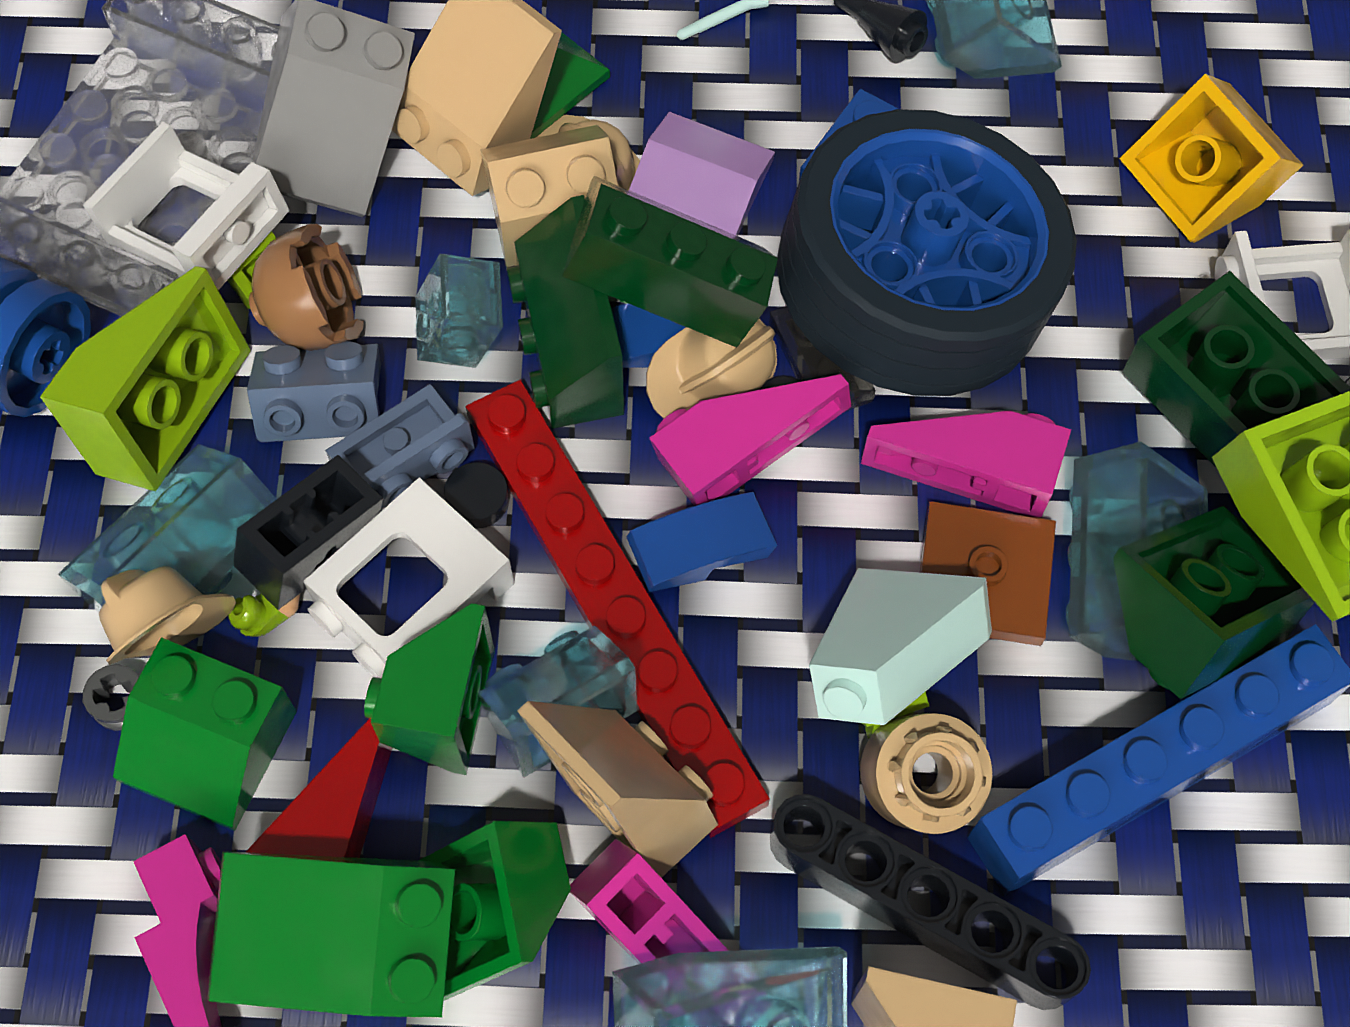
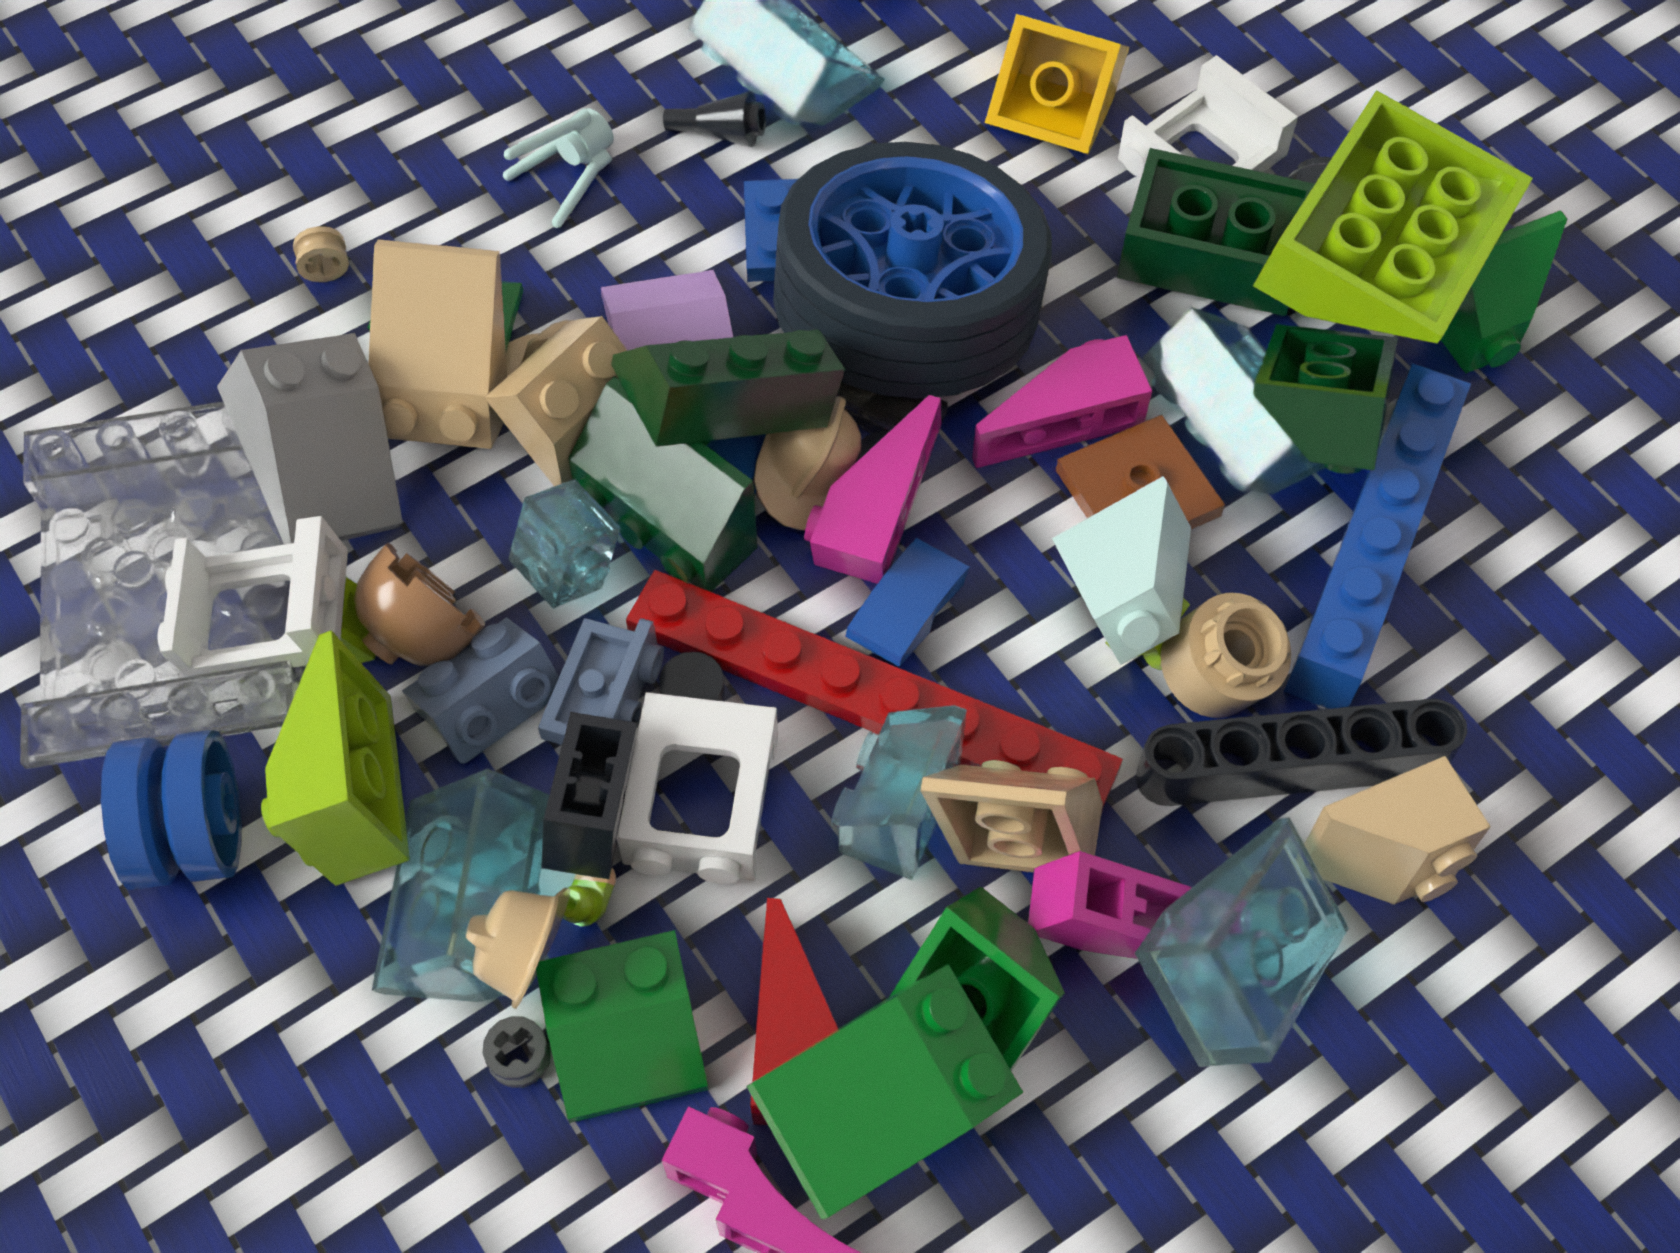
camera: 35 degrees left, 5 degrees down
(431, 689) = (810, 847): green slope -> none

